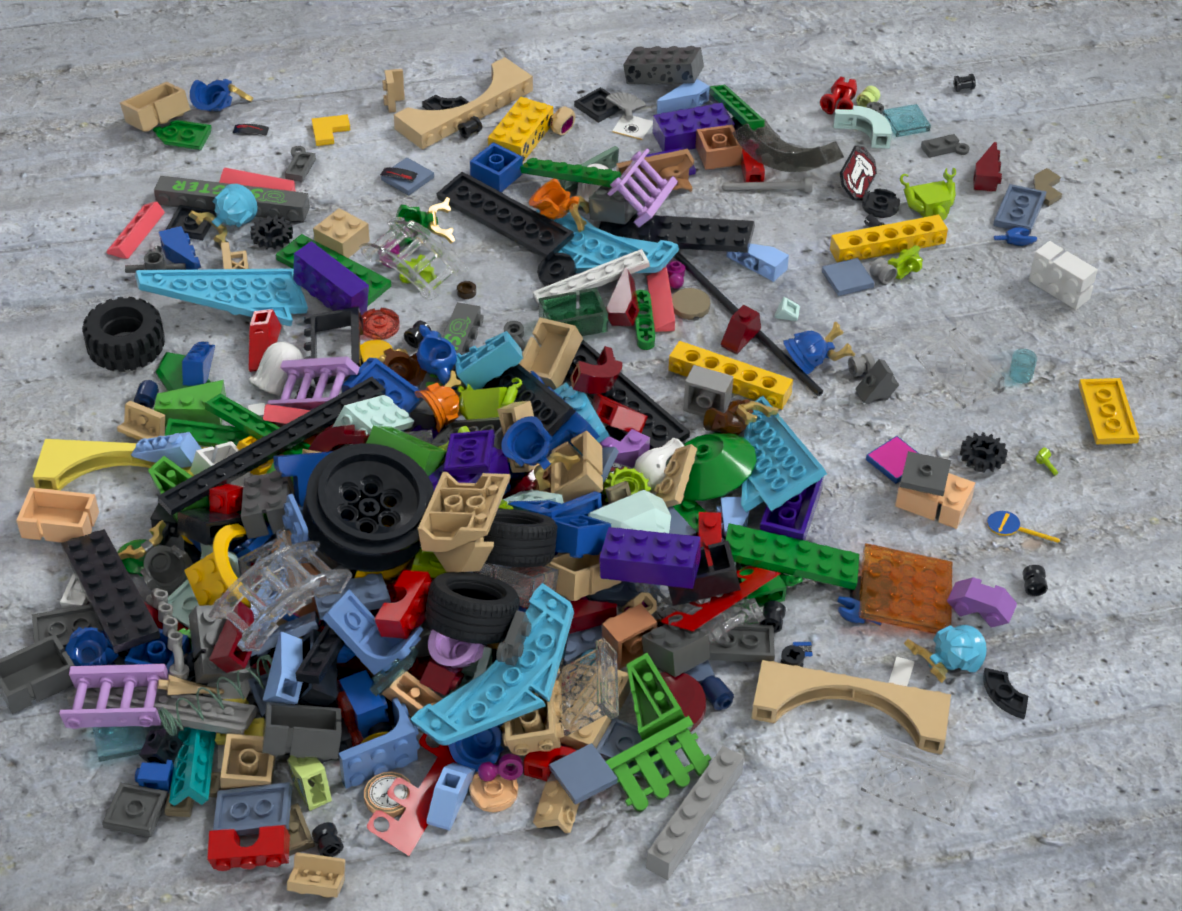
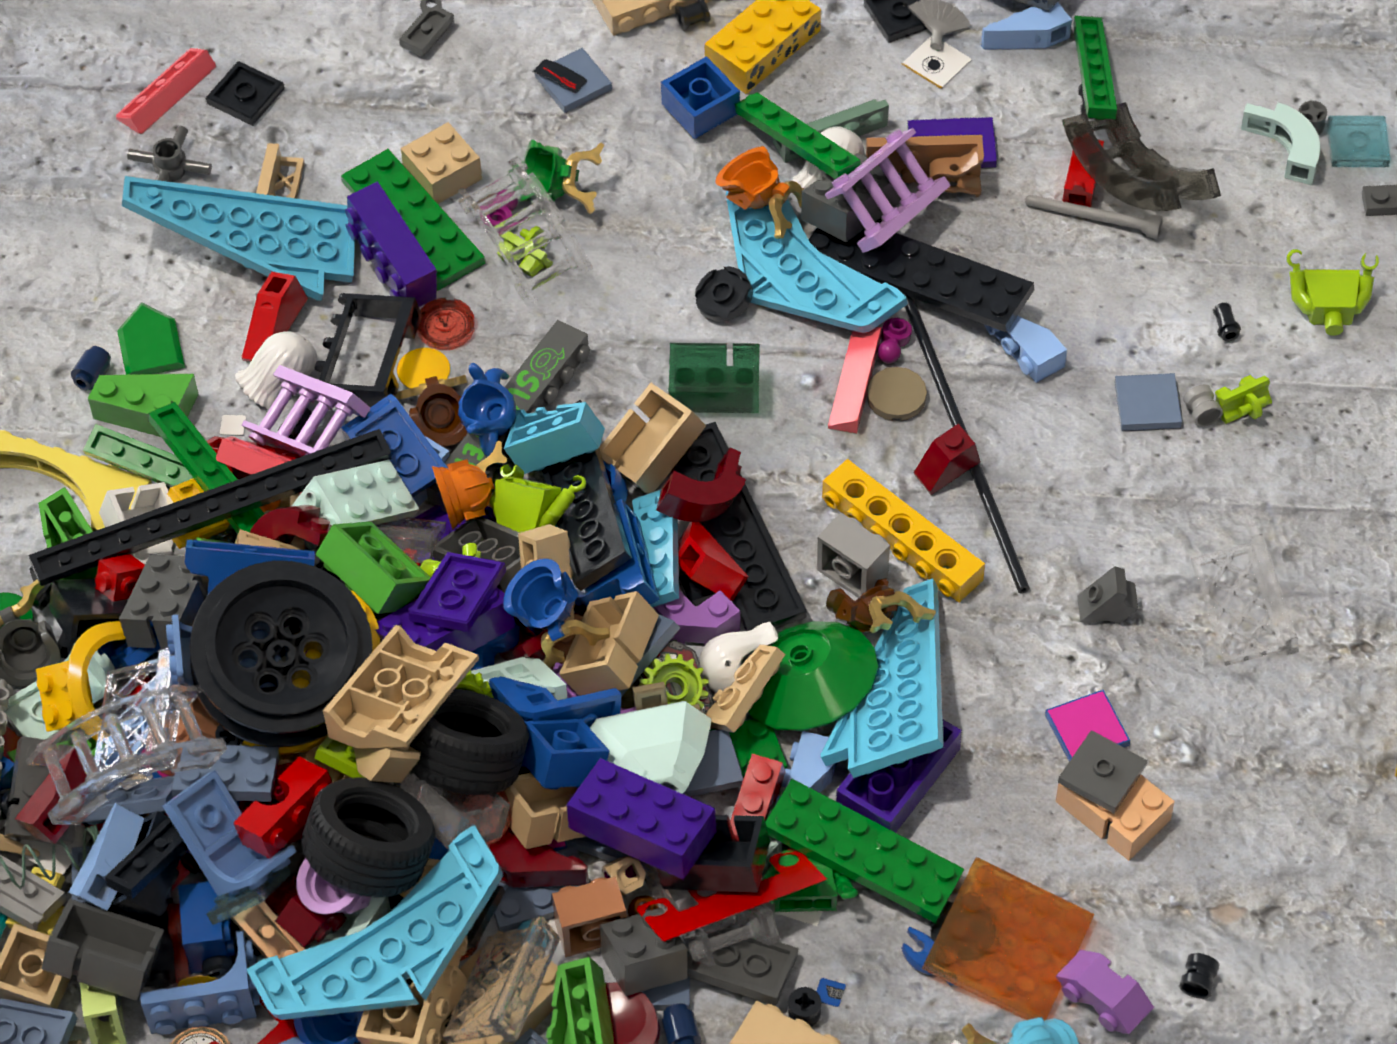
camera: 20 degrees right, 10 degrees up
(128, 350) = (84, 236): black tyre -> none
(142, 422) = (68, 415): tan bracket -> none
(176, 447) = (82, 471): light blue slope -> none
(177, 248) = (209, 136): blue slope -> none
(197, 364) = (170, 337): blue slope -> none
(200, 194) = (312, 67): dark grey brick -> none
(233, 207) = (302, 86): medium azure helmet -> none
(245, 178) = (355, 50): coral slope -> none
(271, 232) = (347, 137): black gear -> none
(413, 336) = (489, 355): black wheel -> none
(466, 290) = (586, 295): dark brown tile -> none
(505, 215) = (683, 184): black plate -> none
(513, 645) = (405, 901): dark grey hinge -> none
(516, 331) = (621, 402): dark grey plate -> none
(562, 120) = (831, 32): tan rock -> none
(596, 276) = (768, 321): white tile -> none
(623, 303) = (796, 373): slope -> none
(645, 319) = (817, 405): green beam -> none
(680, 127) = (1020, 87): dark purple brick -> none
(718, 147) = (1040, 133): nougat brick -> none
(774, 614) = (804, 933): black wheel -> none
(787, 310) = (1034, 438): light aqua slope -> none
(811, 348) = (1033, 516): blue helmet -> none
(839, 89) = (1275, 63): red piece -> none
(858, 172) = (1235, 225): shield -> none
(862, 364) = (1100, 558): light grey wheel -> none
(869, 94) = (1316, 86): yellowish green wheel -> none
(881, 203) = (1254, 283): black tile -> none
(888, 238) = (1235, 352): yellow brick -> none
(983, 452) = (1218, 748): black gear -> none
(1007, 523) = (1203, 871): blue piece -> none
(1022, 365) = (1339, 620): clear light blue piece -> none
(1043, 457) = (1303, 778): lime hand -> none

